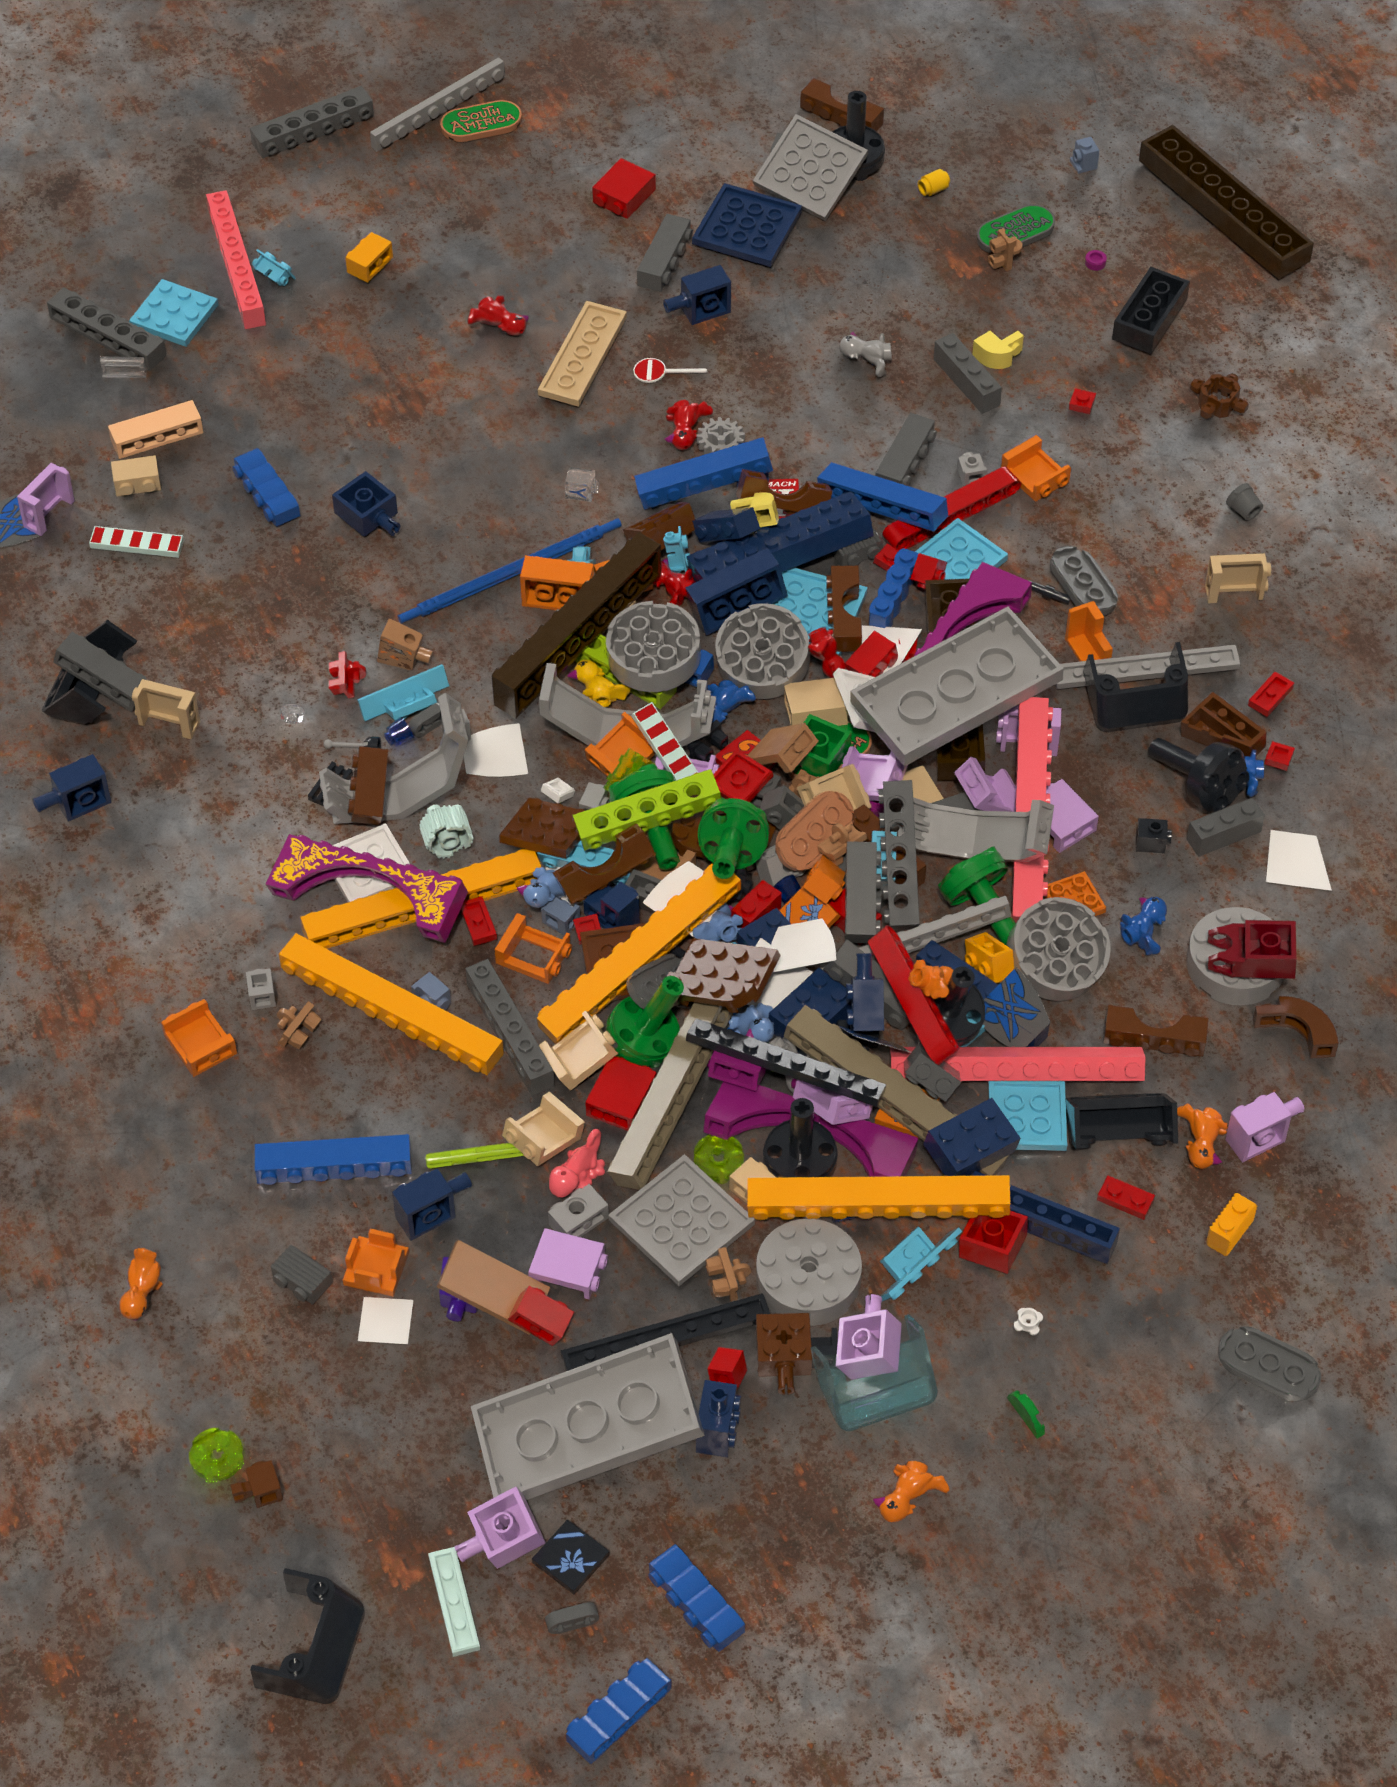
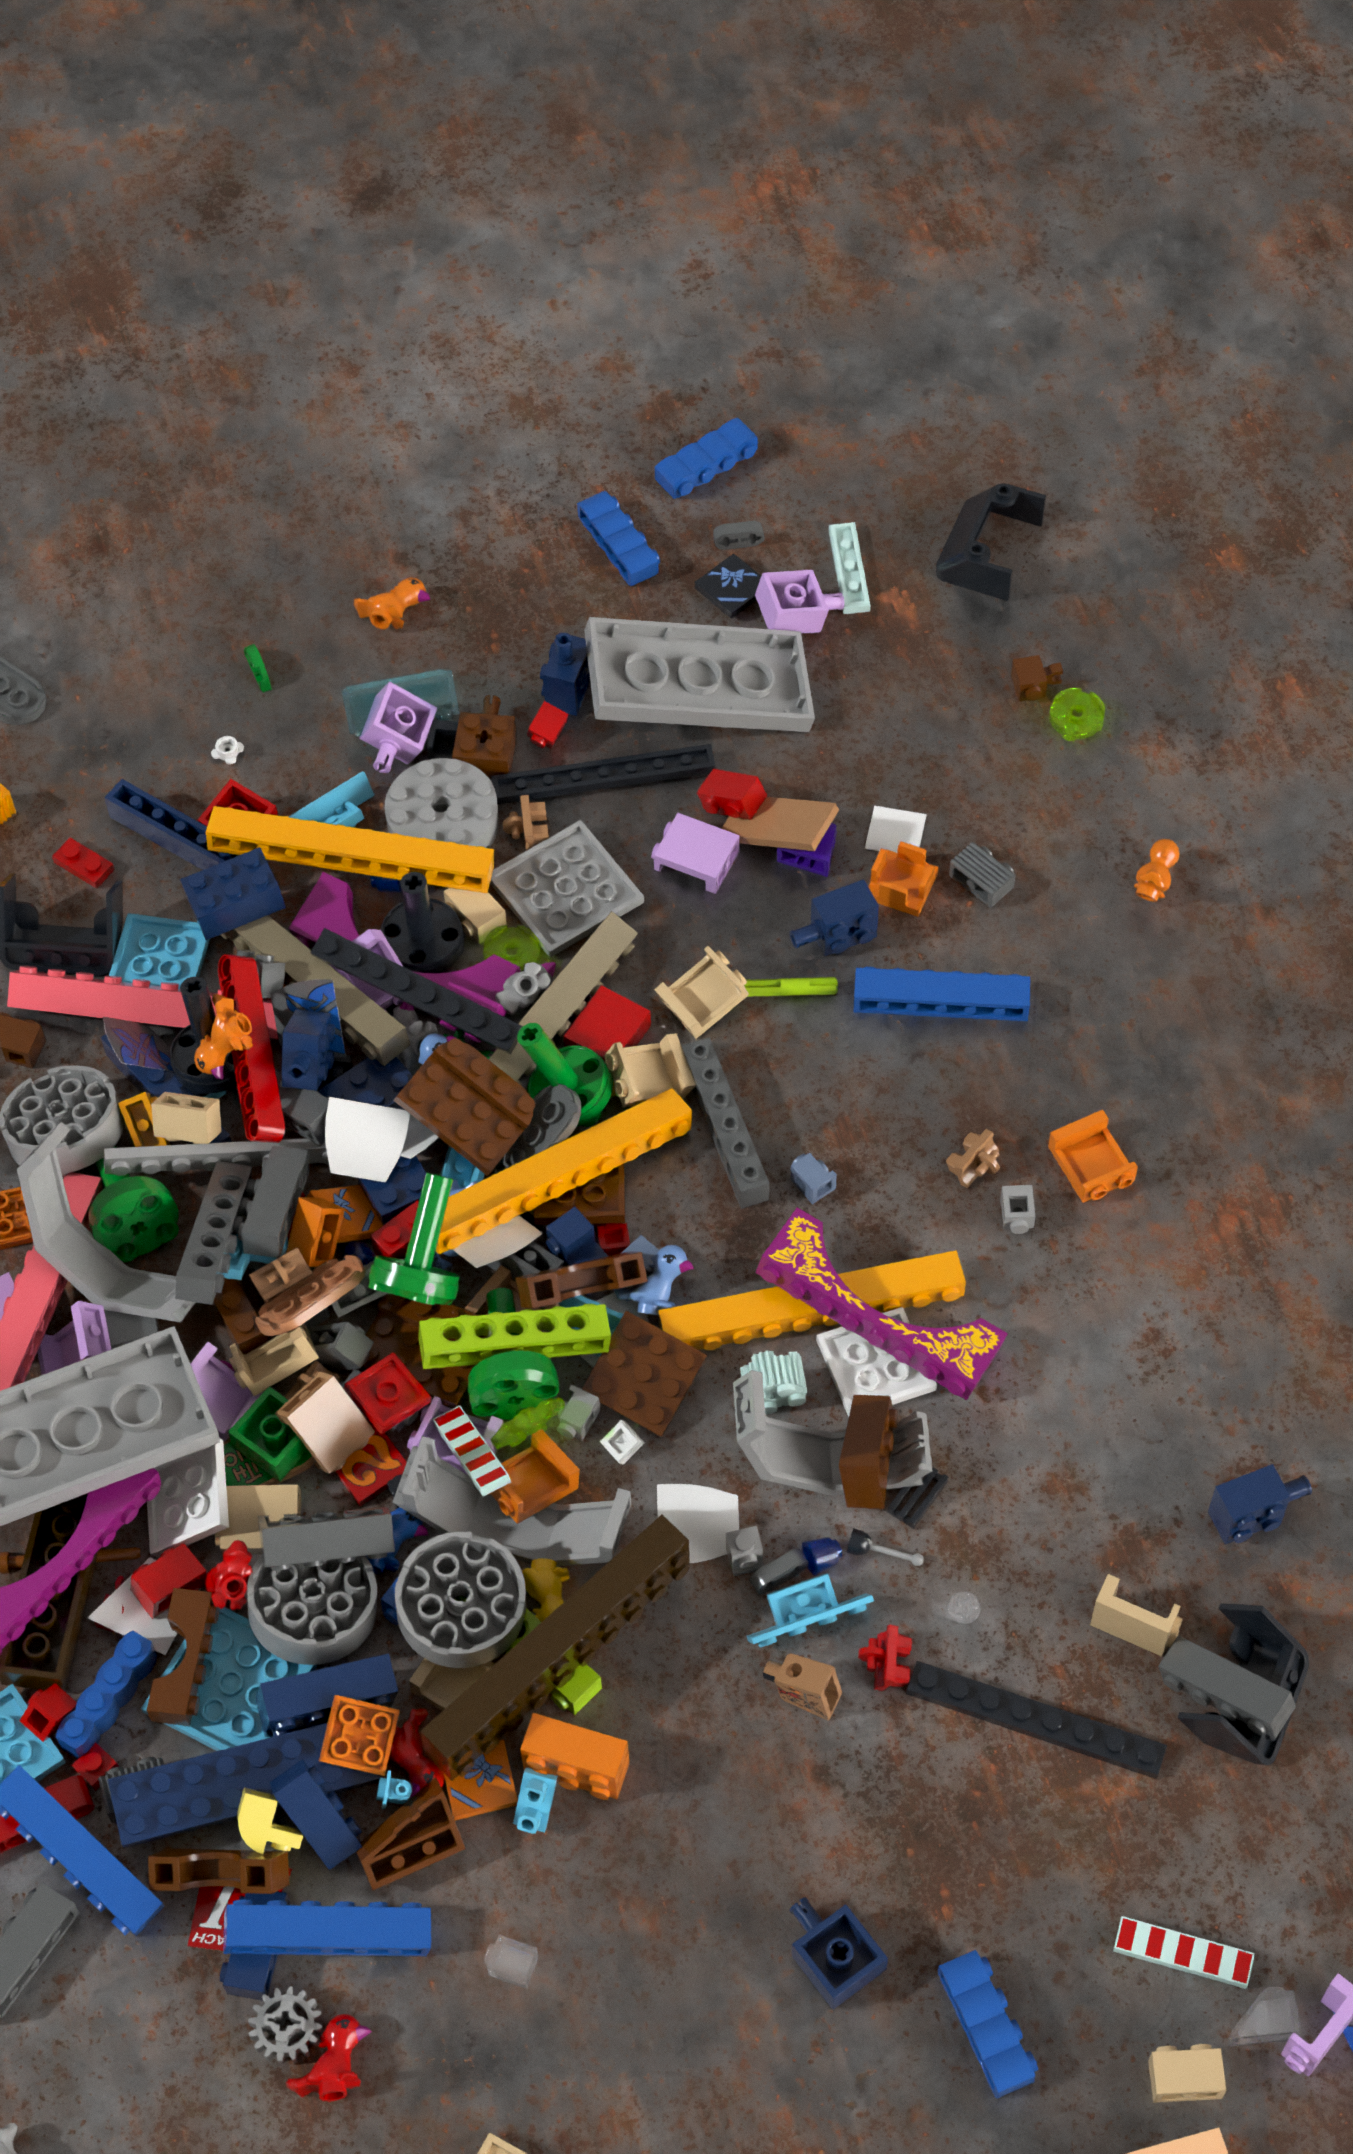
camera: 170 degrees left, 5 degrees up
(84, 507) = (1268, 2019): none -> clear slope
(238, 657) = (1036, 1719): none -> black plate
(391, 1004) = (864, 1171): light orange brick -> none
(478, 921) = (743, 1262): red plate -> none
(506, 572) = (636, 1819): blue axle -> none
(520, 931) = (669, 1196): orange panel -> none
(579, 1168) = (669, 956): coral animal -> none
(584, 1200) = (661, 903): light grey brick -> none
(694, 1103) = (525, 986): none -> light grey animal
(705, 558) = (359, 1735): none -> orange tile
(763, 669) = (325, 1537): none -> dark grey wedge
(951, 939) = (186, 1118): none -> tan brick

